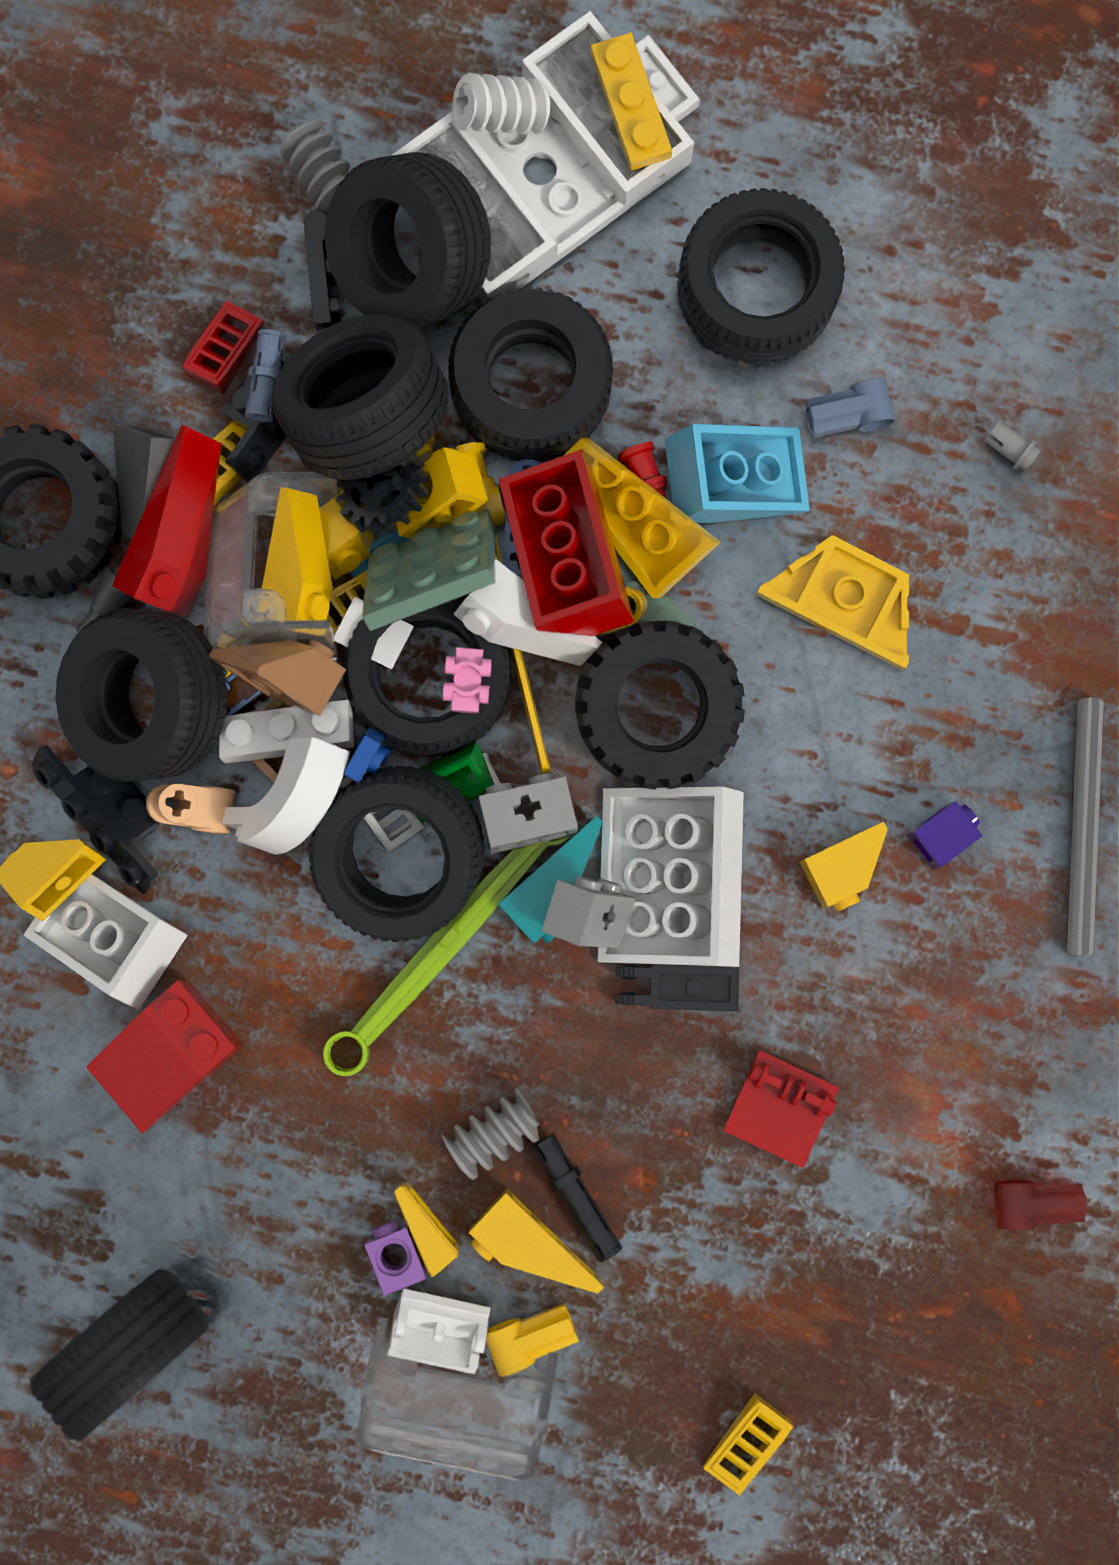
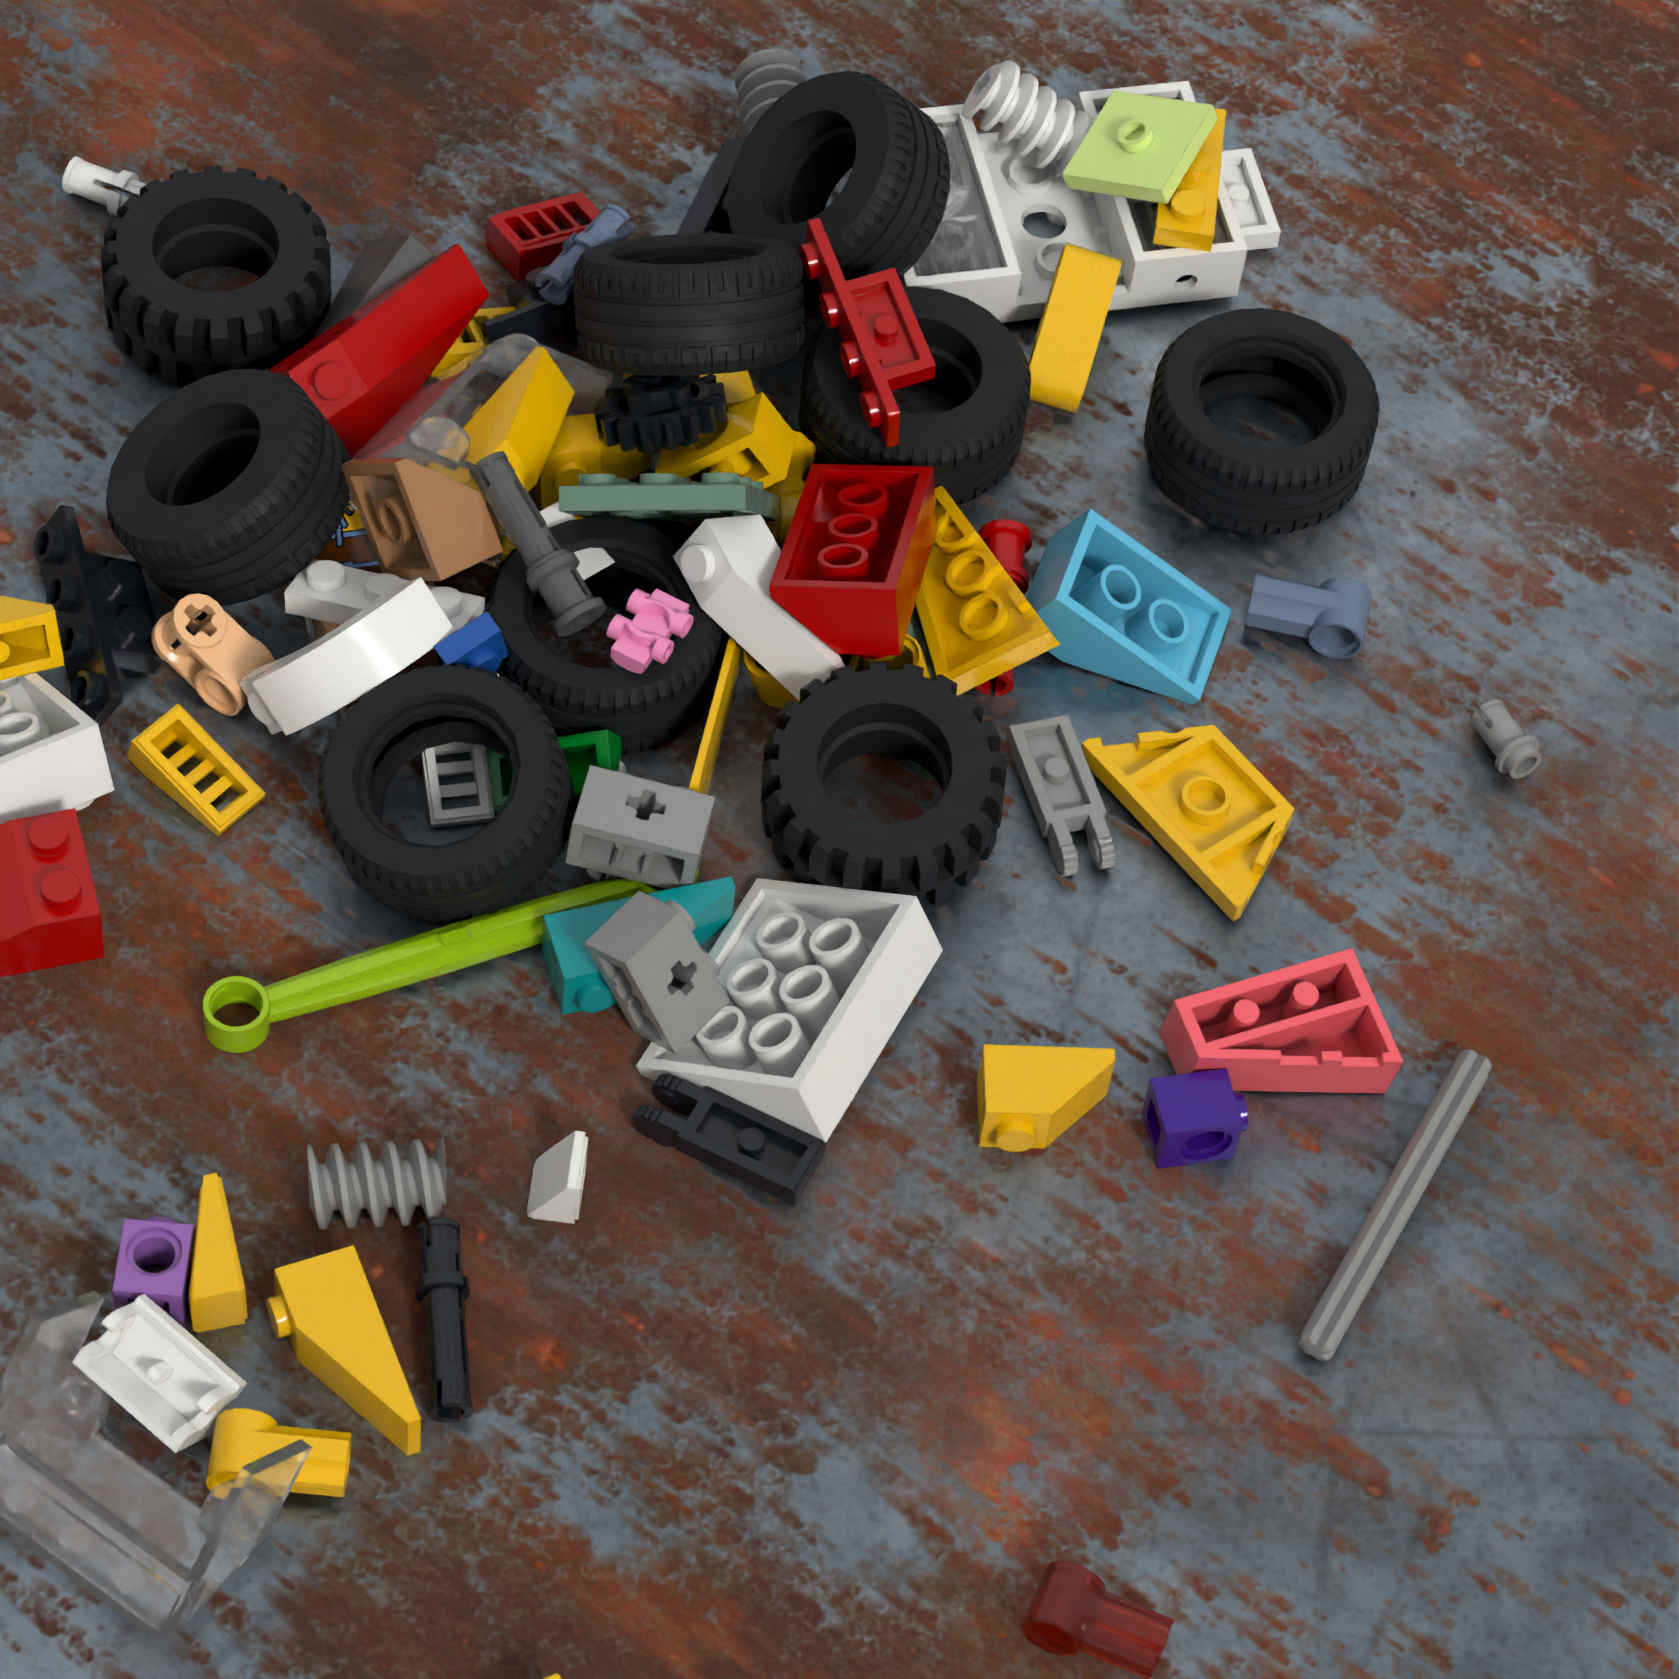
camera: 20 degrees right, 30 degrees down
(191, 880) = (196, 742): none -> yellow slope
(385, 674) = (549, 566): none -> dark grey pin
(496, 361) = (876, 328): none -> red bracket
(591, 99) = (1140, 146): none -> yellowish green plate
(593, 1069) = (559, 1180): none -> white slope
(603, 259) = (1071, 326): none -> yellow beam
(757, 629) = (1061, 790): none -> light grey hinge
(781, 1109) = (790, 1346): red hinge -> none
(976, 748) = (1288, 1031): none -> coral wedge

